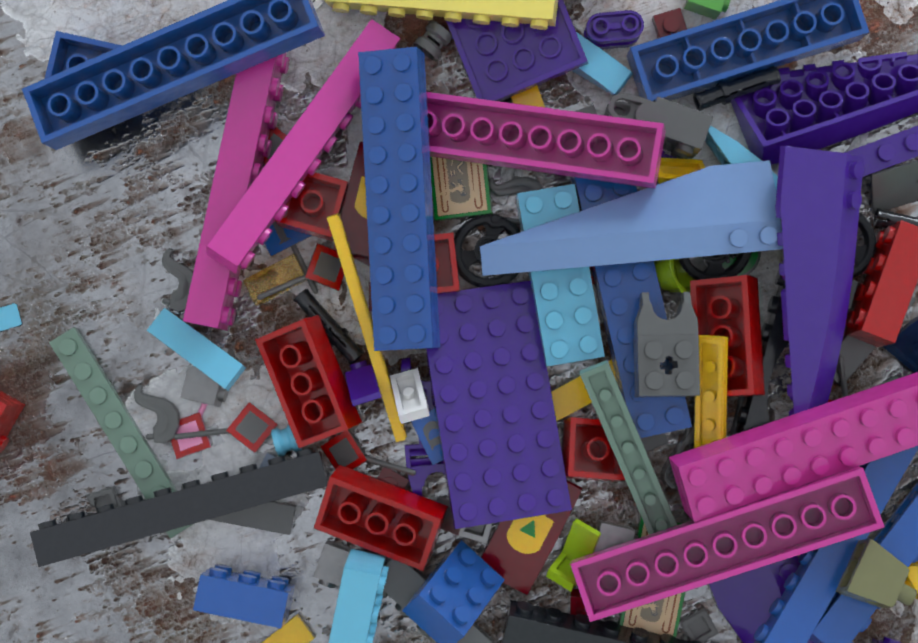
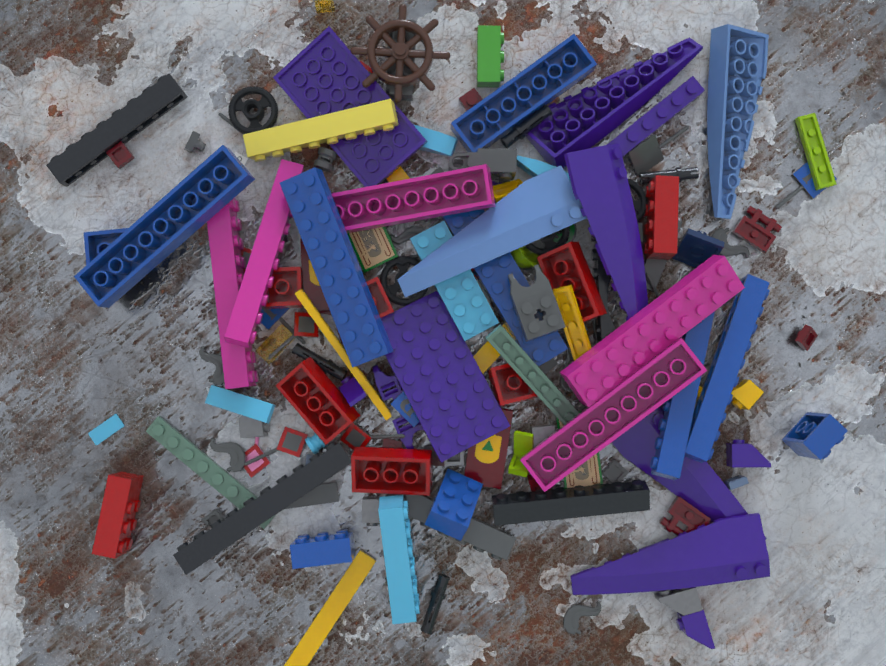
camera: 20 degrees left, 0 degrees up
(409, 396) = (384, 388): white slope -> none
(614, 29) = (437, 114): dark purple brick -> none
(876, 577) = (713, 403): olive torso -> none

